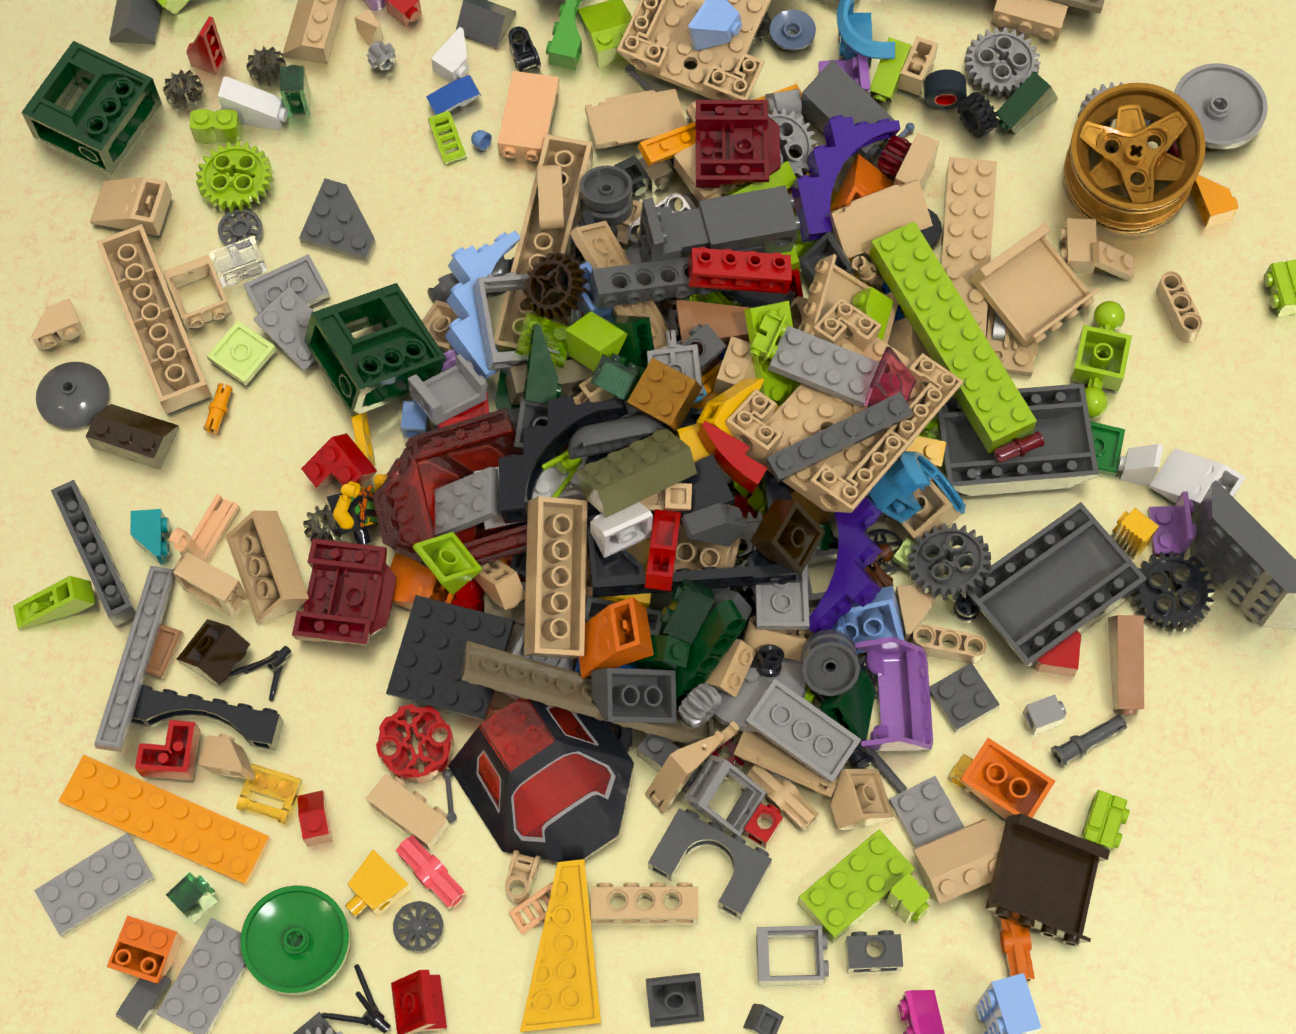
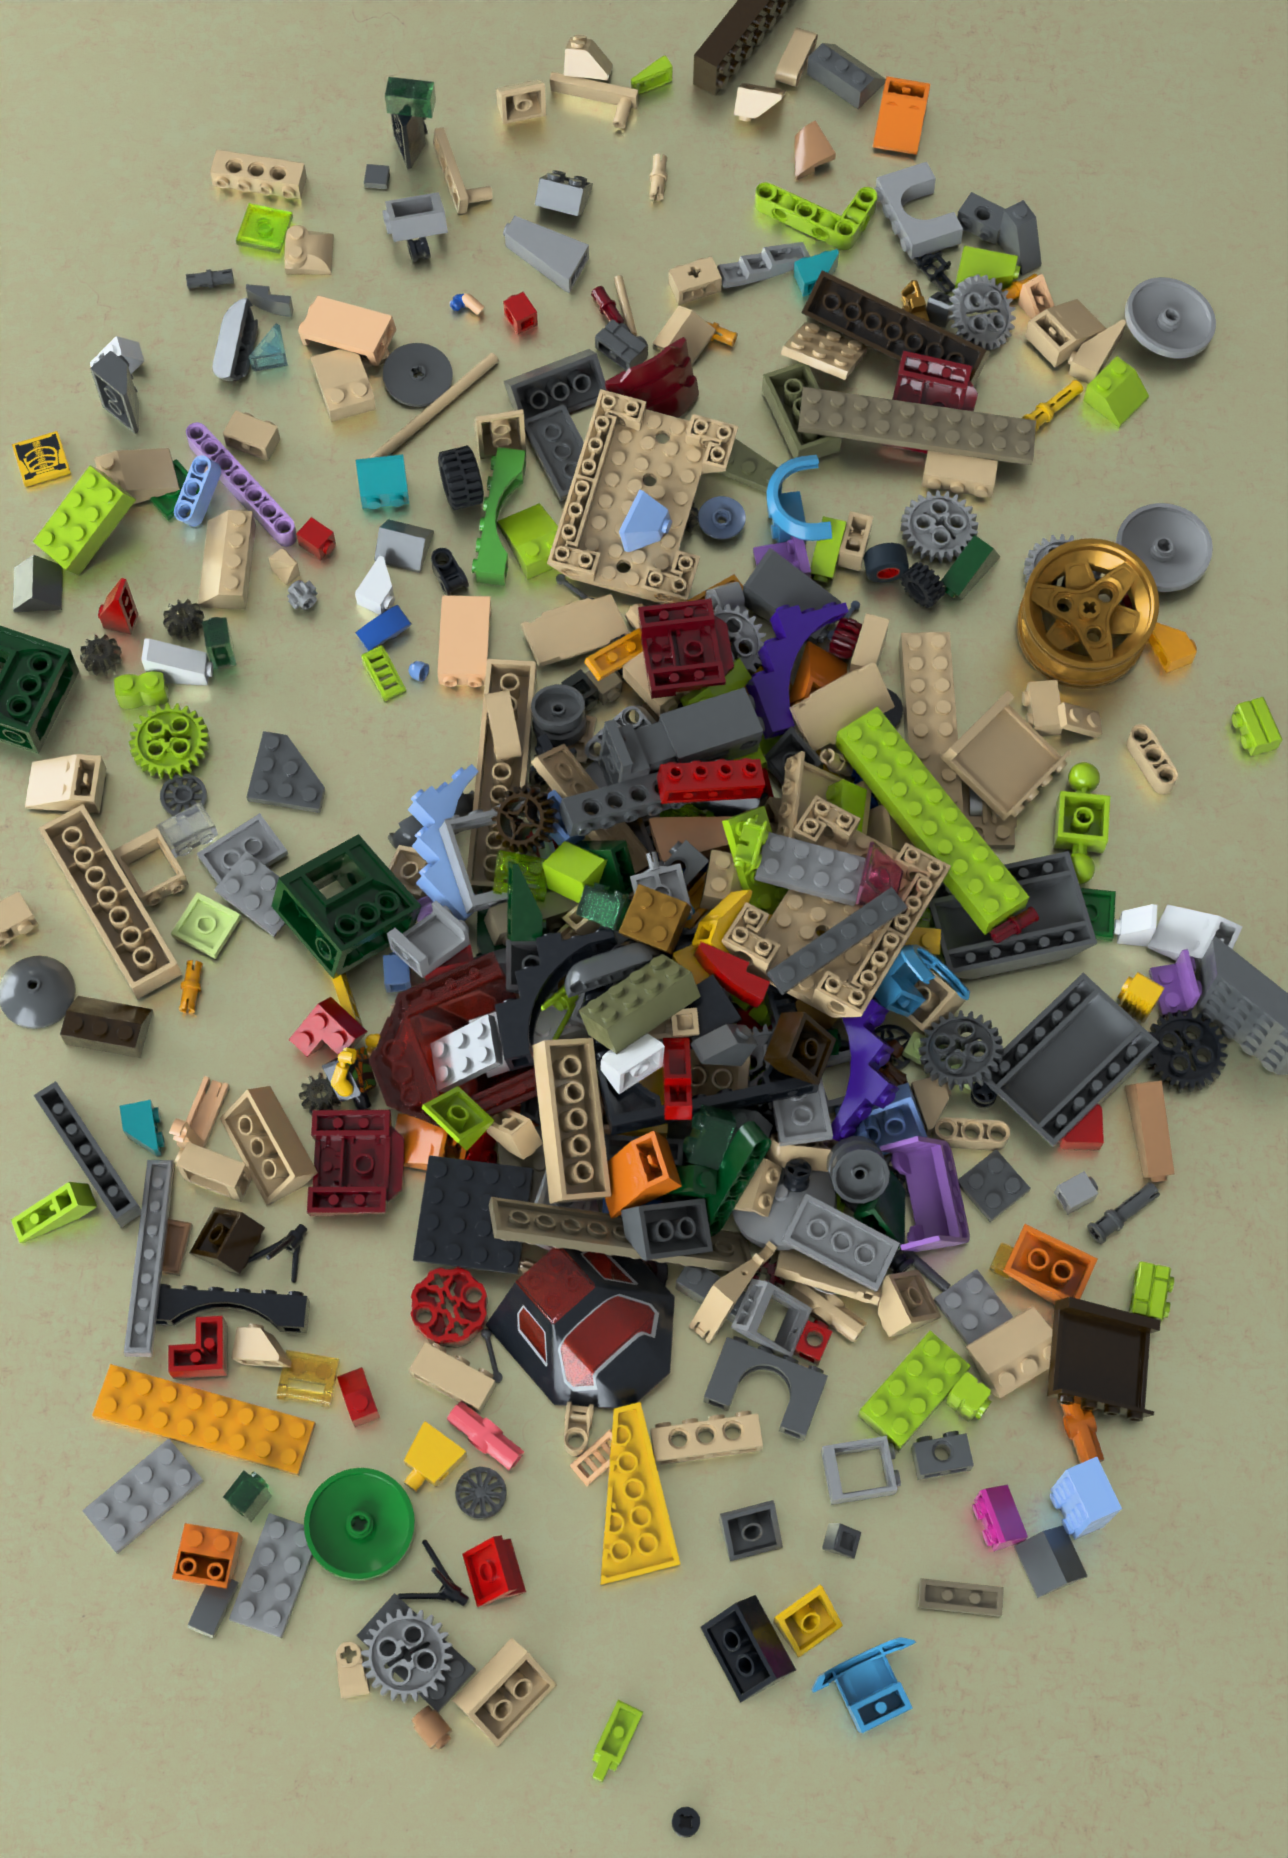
camera: 10 degrees left, 0 degrees up
(700, 705) = (733, 1230): light grey gear -> none

